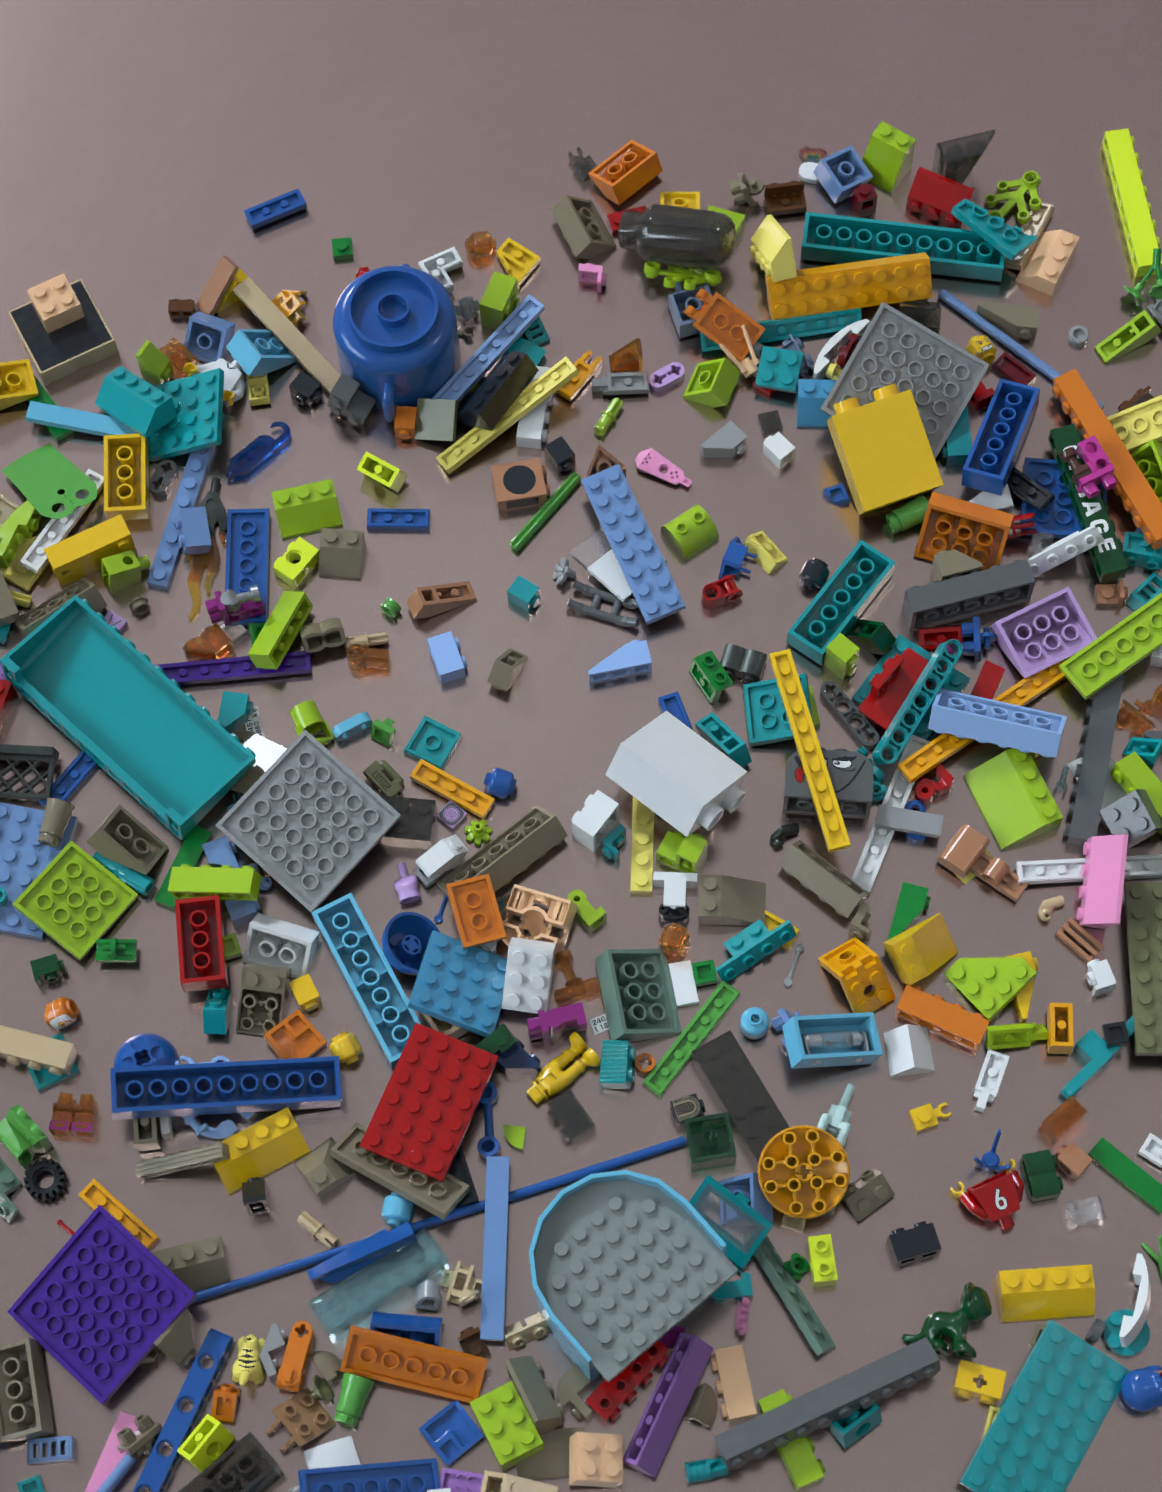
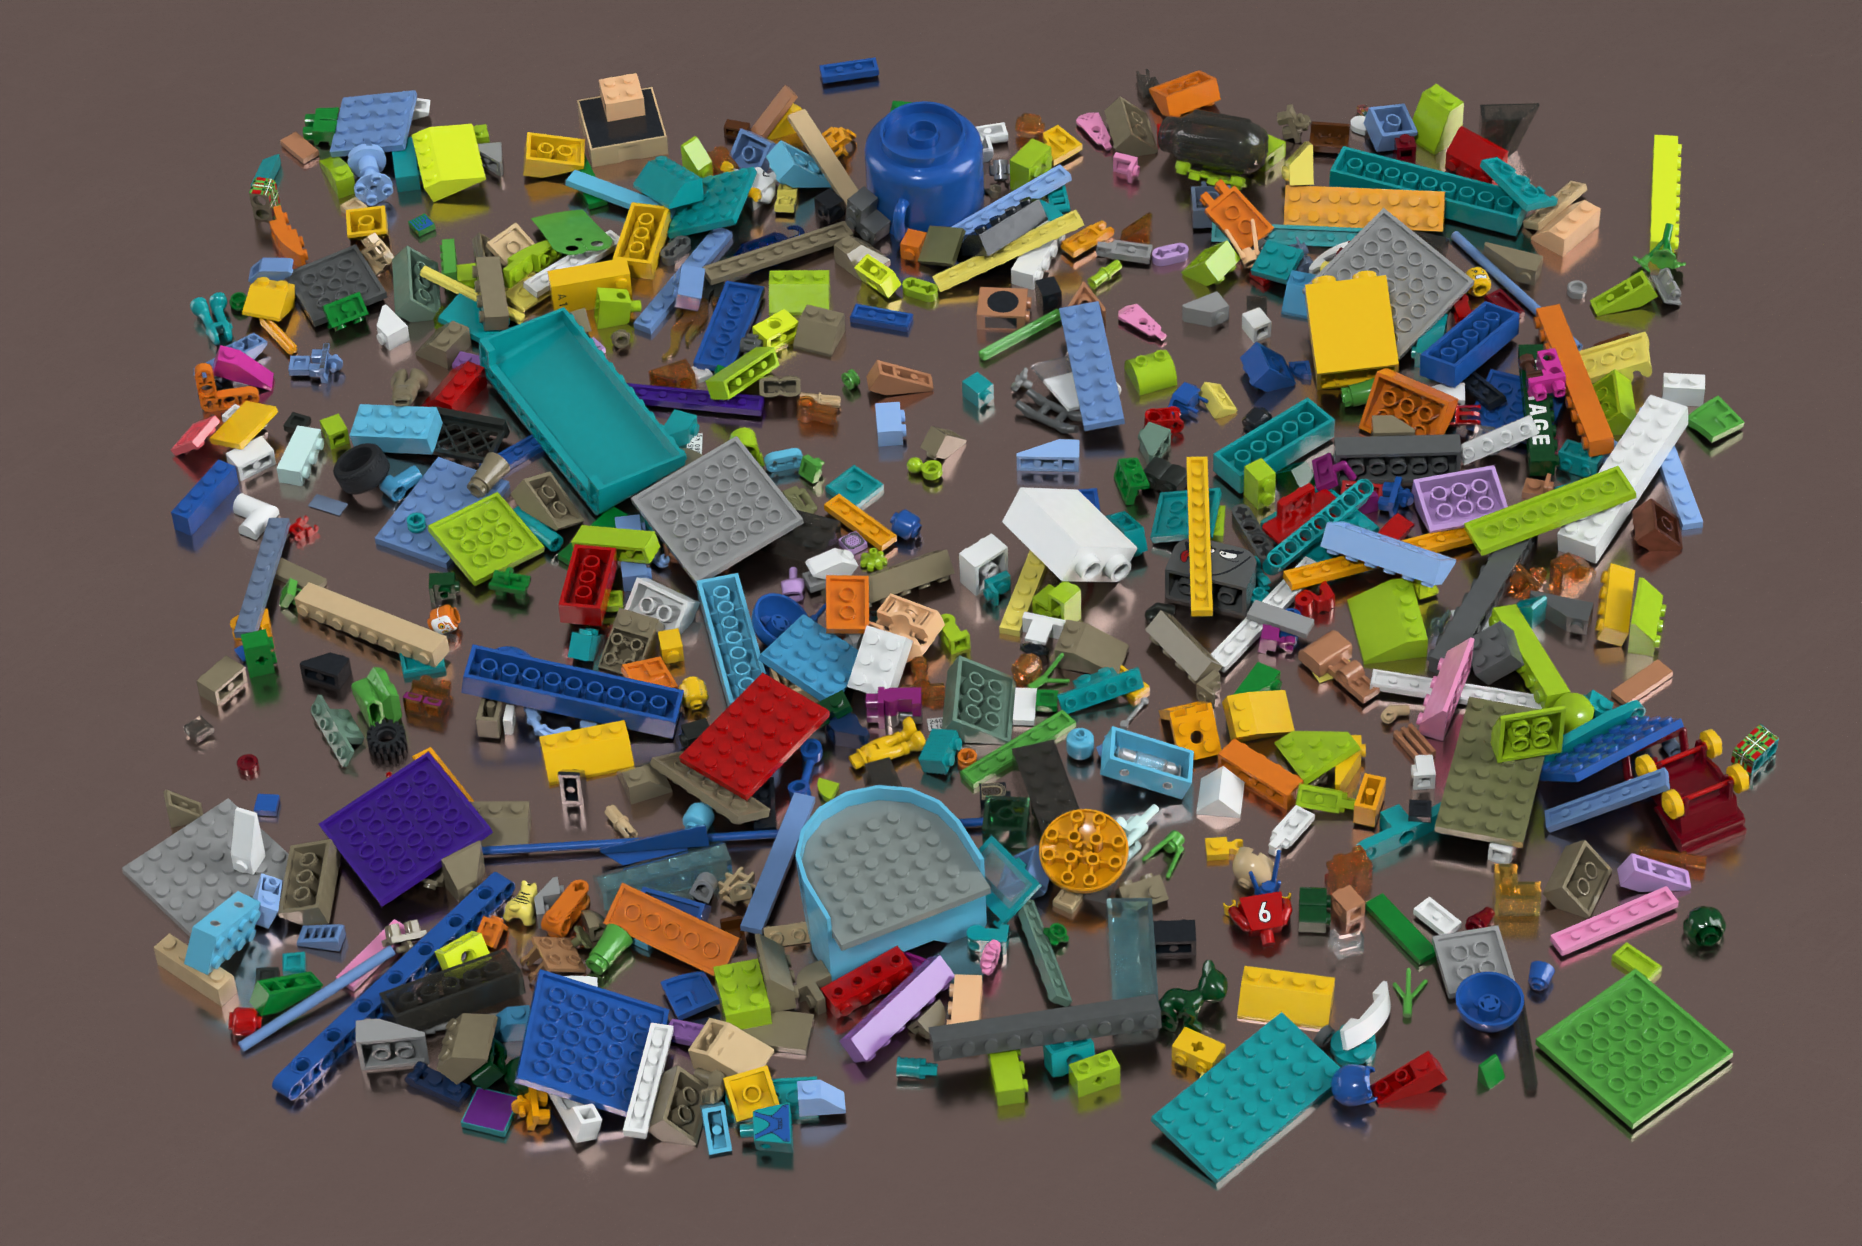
camera: 15 degrees right, 20 degrees down
(182, 1160) = (514, 741): dark tan piece -> none
(235, 607) = (707, 346): magenta hips -> none
(270, 462) = (776, 253): none -> dark tan plate
(276, 587) = (750, 342): none -> dark grey gear
(350, 445) = (852, 250): none -> dark tan slope
(363, 1102) = (692, 731): none -> pearl dark grey brick
(427, 475) = (920, 289): none -> lime beam
(487, 703) = (930, 470): none -> lime plate
(544, 226) = (1092, 122): none -> bright pink piece
(595, 1459) = (815, 1035): light nougat brick -> none
(694, 940) = (1044, 678): none -> bright green plant
(718, 623) = (1154, 441): none -> sand green slope
(805, 504) = (1266, 368): none -> blue slope
(822, 1261) = (1080, 932): neon yellow brick -> none
(879, 1124) = (1171, 843): none -> bright green plant
(882, 1282) = (1131, 947): none -> clear light blue slope
(885, 1435) = (1094, 1073): none -> lime brick
(904, 627) = (1325, 471): none -> magenta plate
(904, 846) = (1270, 640): none -> magenta piece
(969, 1143) = (1247, 861): none -> tan cylinder
(1029, 181) = (1569, 163): lime plant -> none

